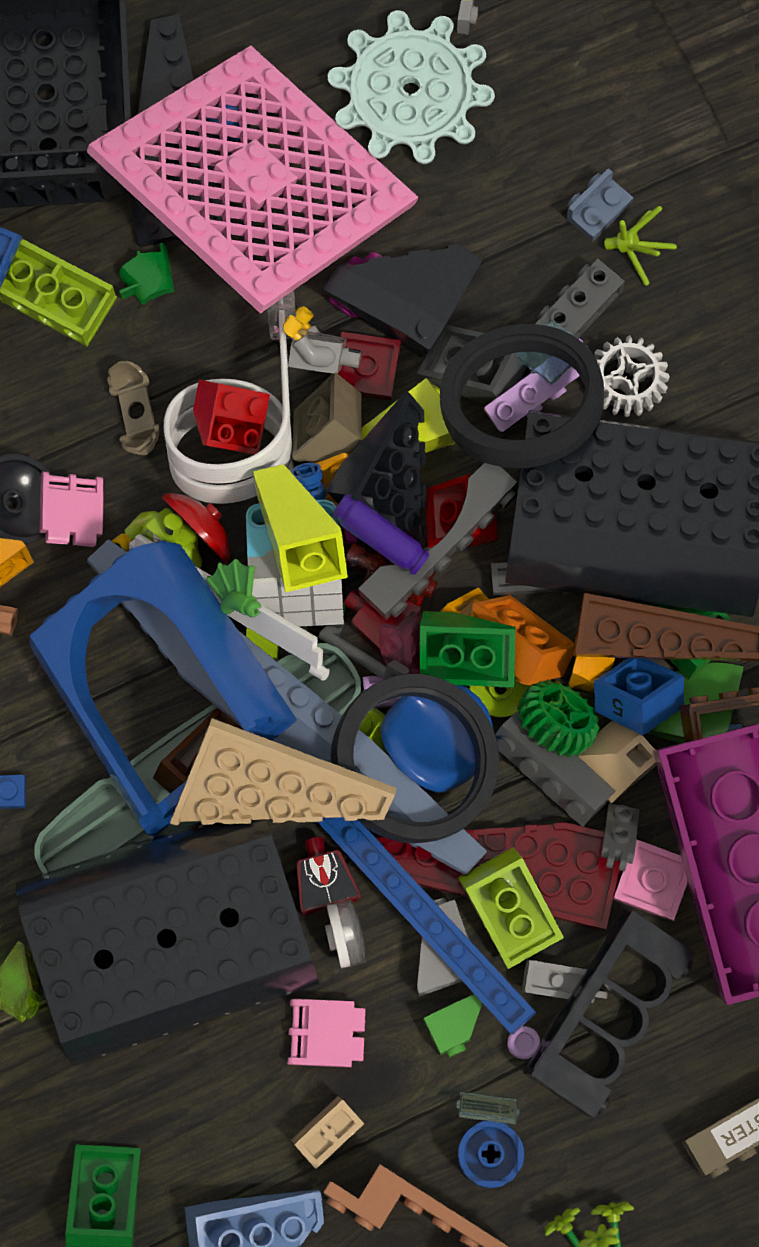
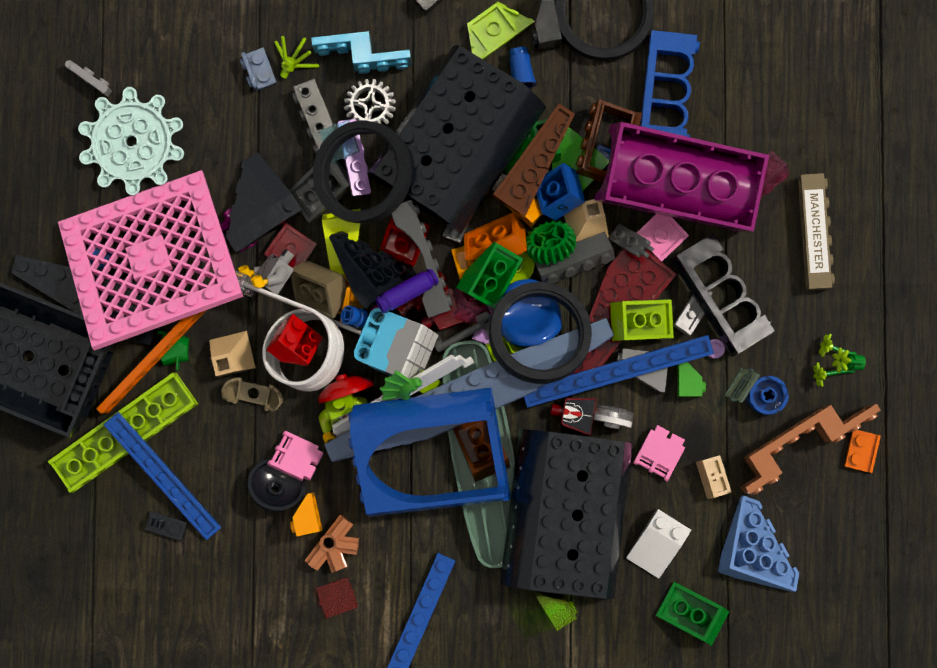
camera: 65 degrees left, 10 degrees up
(116, 248) = (148, 362): none -> orange tile
(176, 354) = (231, 354): none -> tan slope
(187, 1095) = (658, 543): none -> white slope
(254, 778) = (512, 429): tan wing -> none
(300, 531) = (388, 335): neon yellow slope -> none
(696, 327) = (361, 50): none -> medium azure bracket

